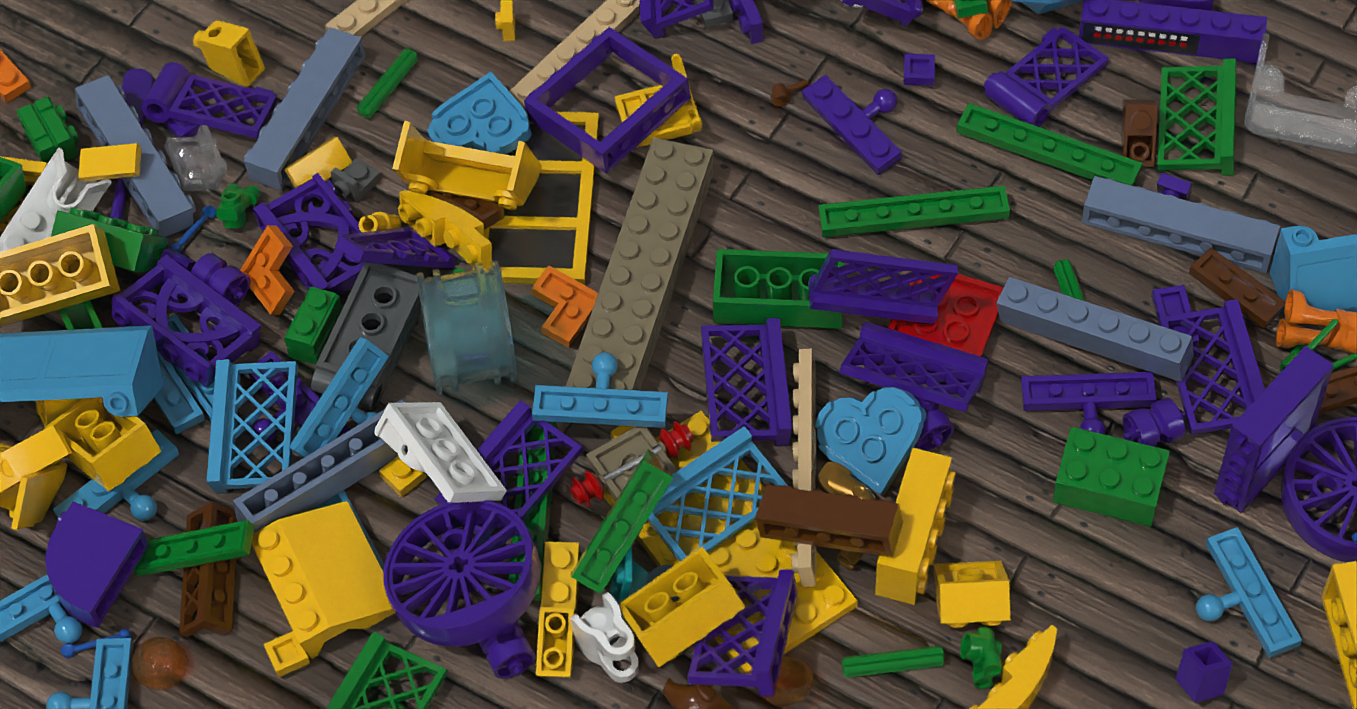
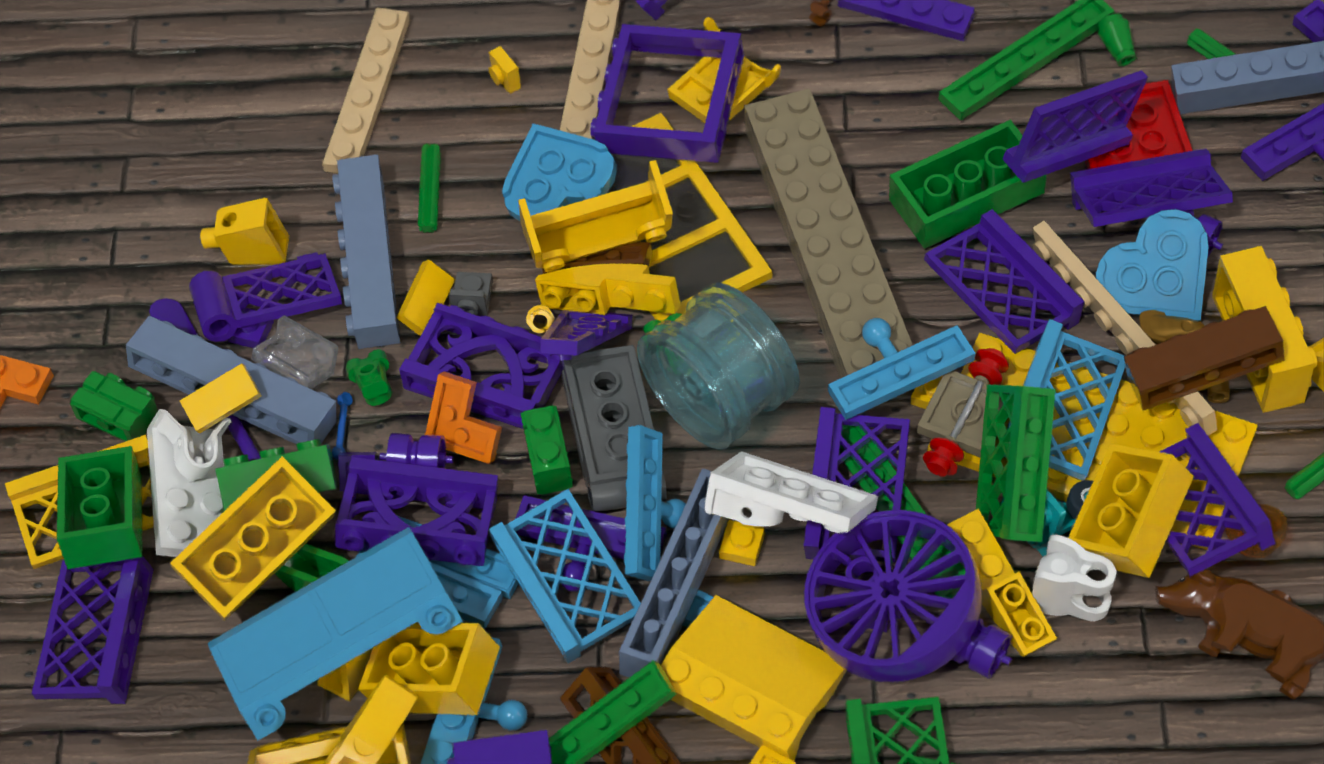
camera: 30 degrees left, 0 degrees up
(571, 302) = (781, 297): orange plate -> none
(996, 233) = (1117, 38): none -> green cone

